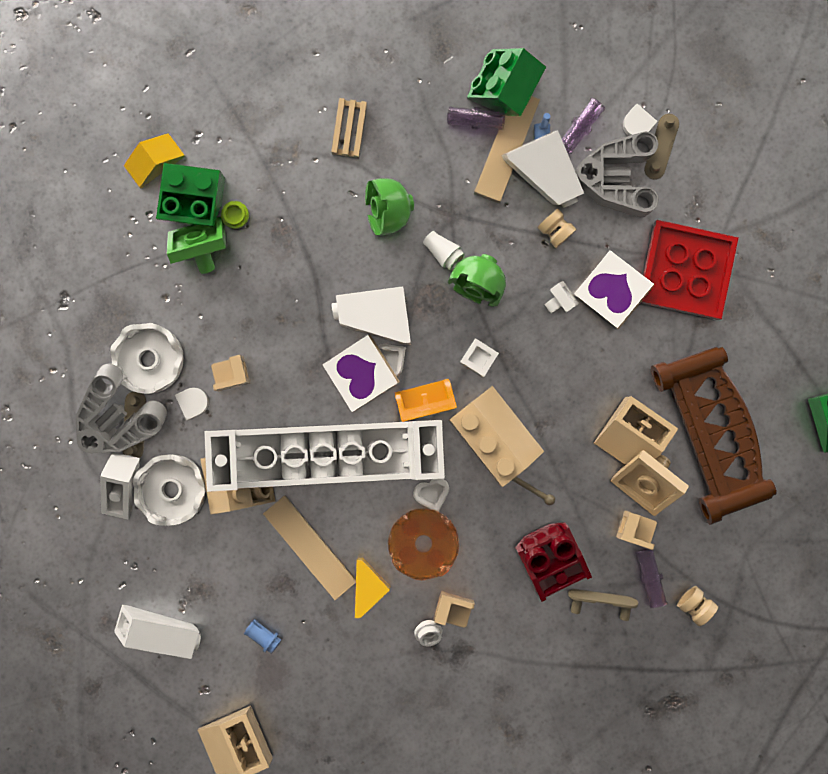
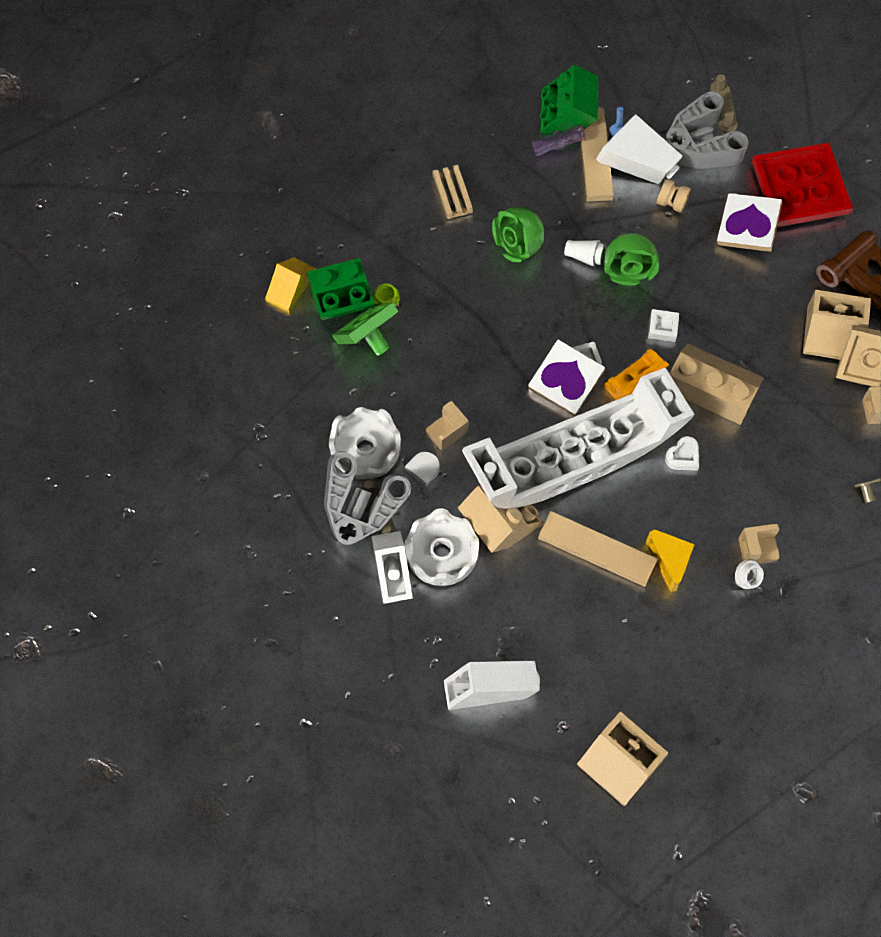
camera: 20 degrees left, 20 degrees down
(262, 636) = (595, 647): medium blue pin -> none
(375, 313) = (552, 320): white slope -> none
(429, 563) = (710, 480): clear orange plate -> none
(548, 499) = (790, 416): dark tan hinge -> none
(552, 559) = (825, 461): dark red slope -> none
(563, 298) = (709, 245): white tile -> none
(582, 124) = (650, 111): clear purple pin -> none
(638, 121) = (692, 91): white tile -> none

